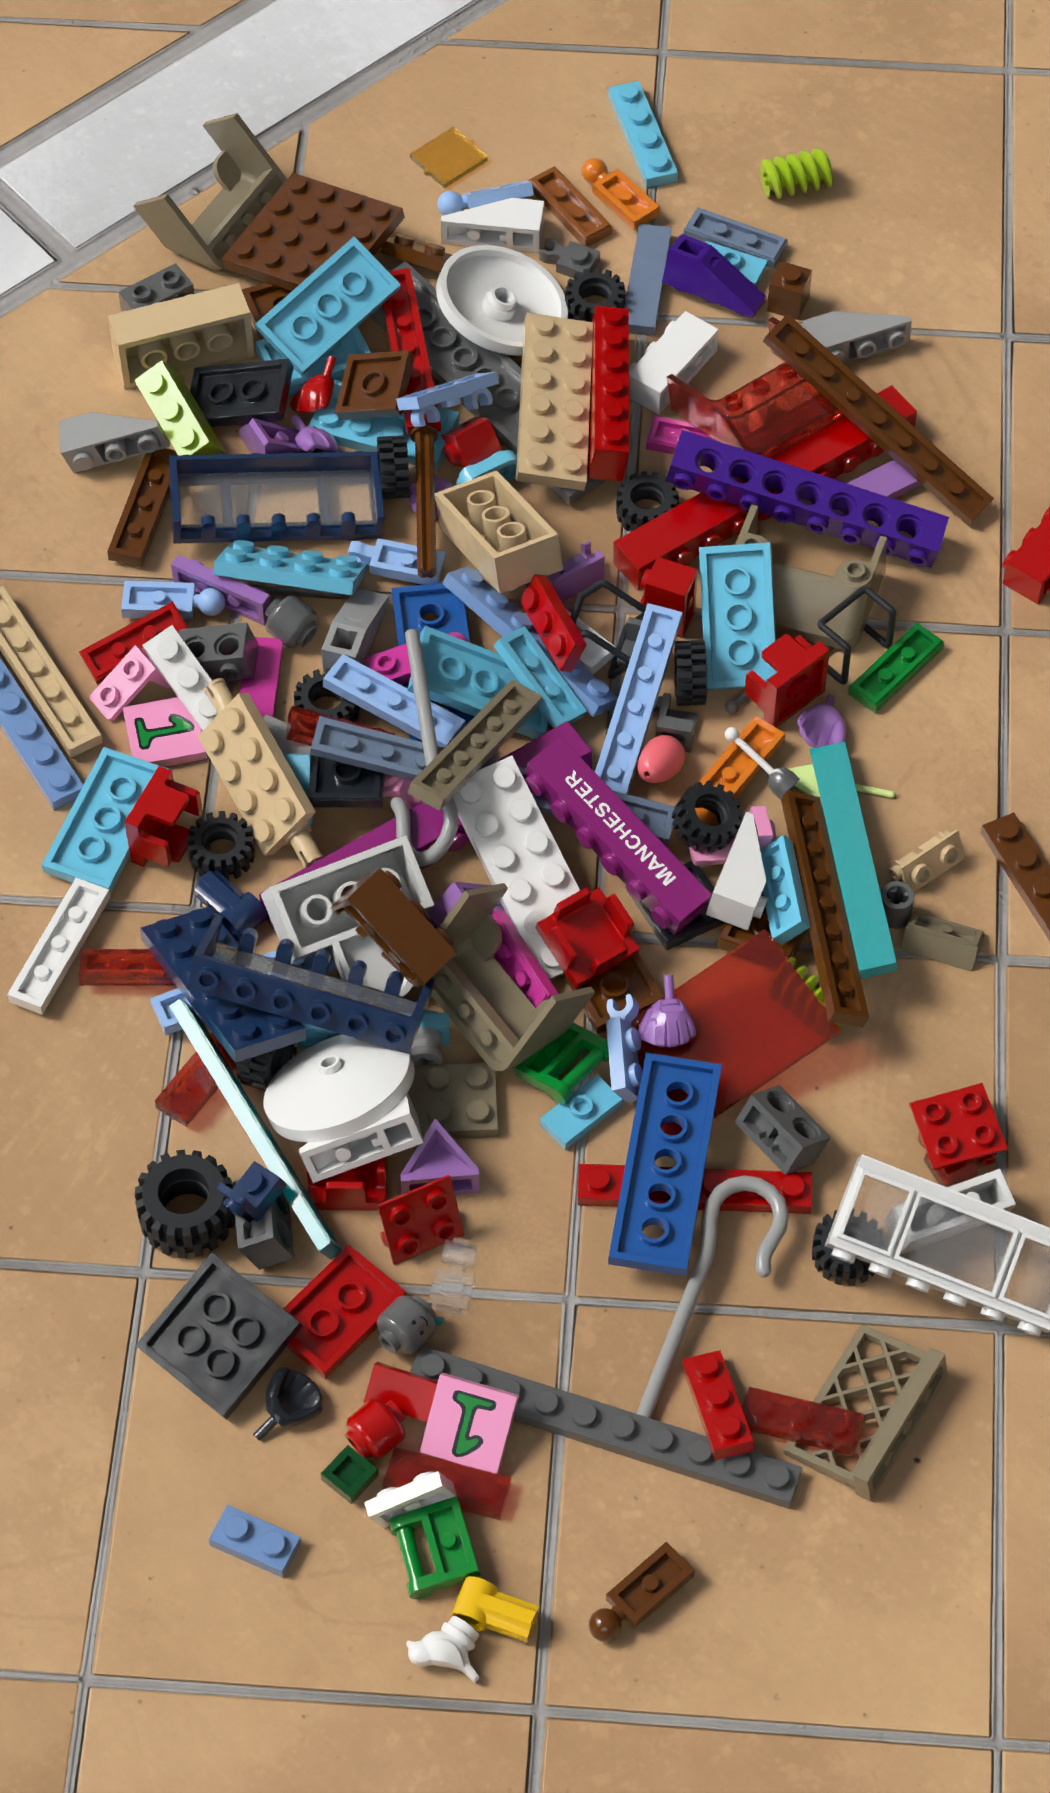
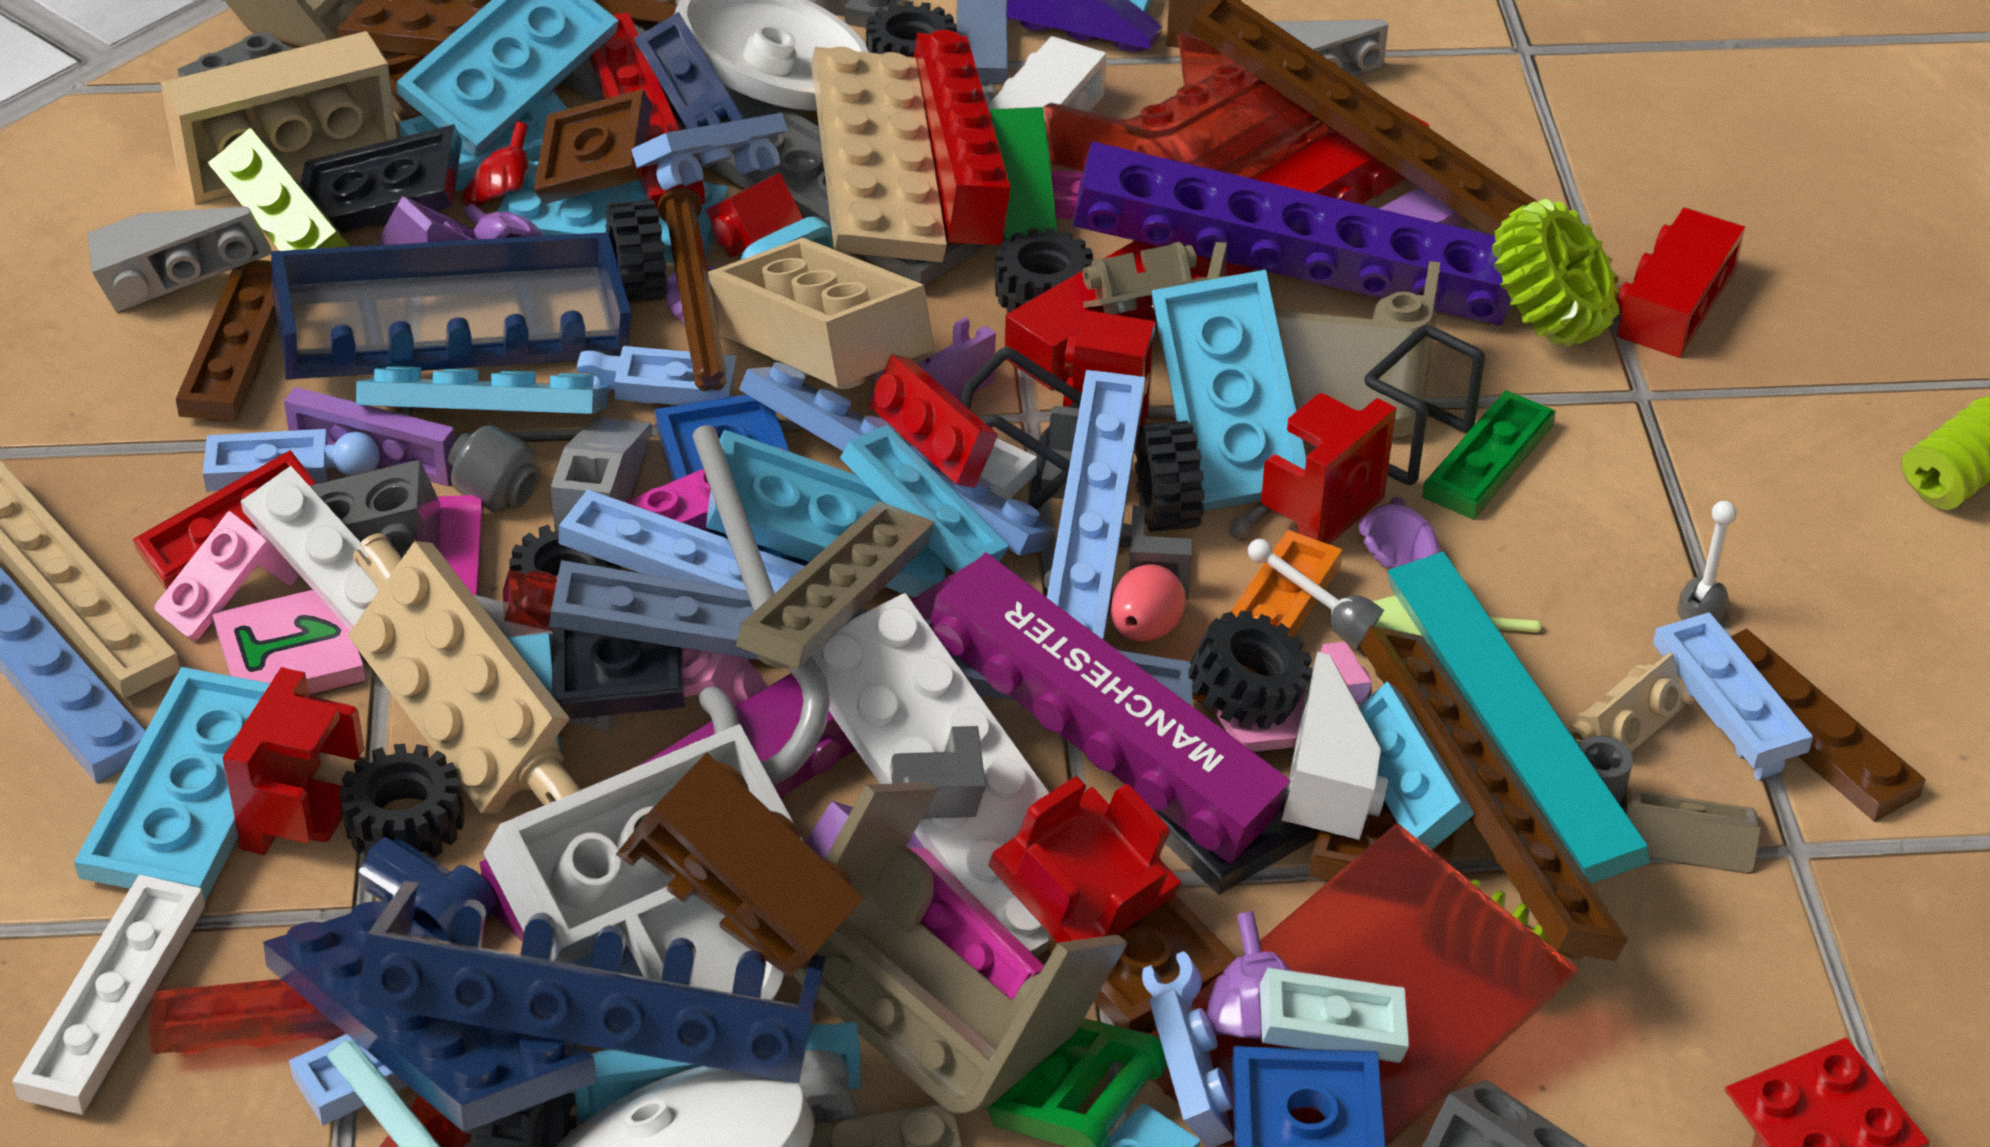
camera: 10 degrees left, 15 degrees down
(441, 334) = (686, 74): none -> dark blue hinge
(515, 873) = (955, 773): none -> dark grey panel
(646, 426) = (1027, 165): none -> green tile
(686, 533) = (1119, 284): none -> dark tan hinge
(702, 1041) = (1333, 1014): none -> light aqua plate
(965, 543) = (1556, 272): none -> lime gear
(988, 857) = (1734, 693): none -> light blue plate
(997, 782) = (1704, 588): none -> hinge

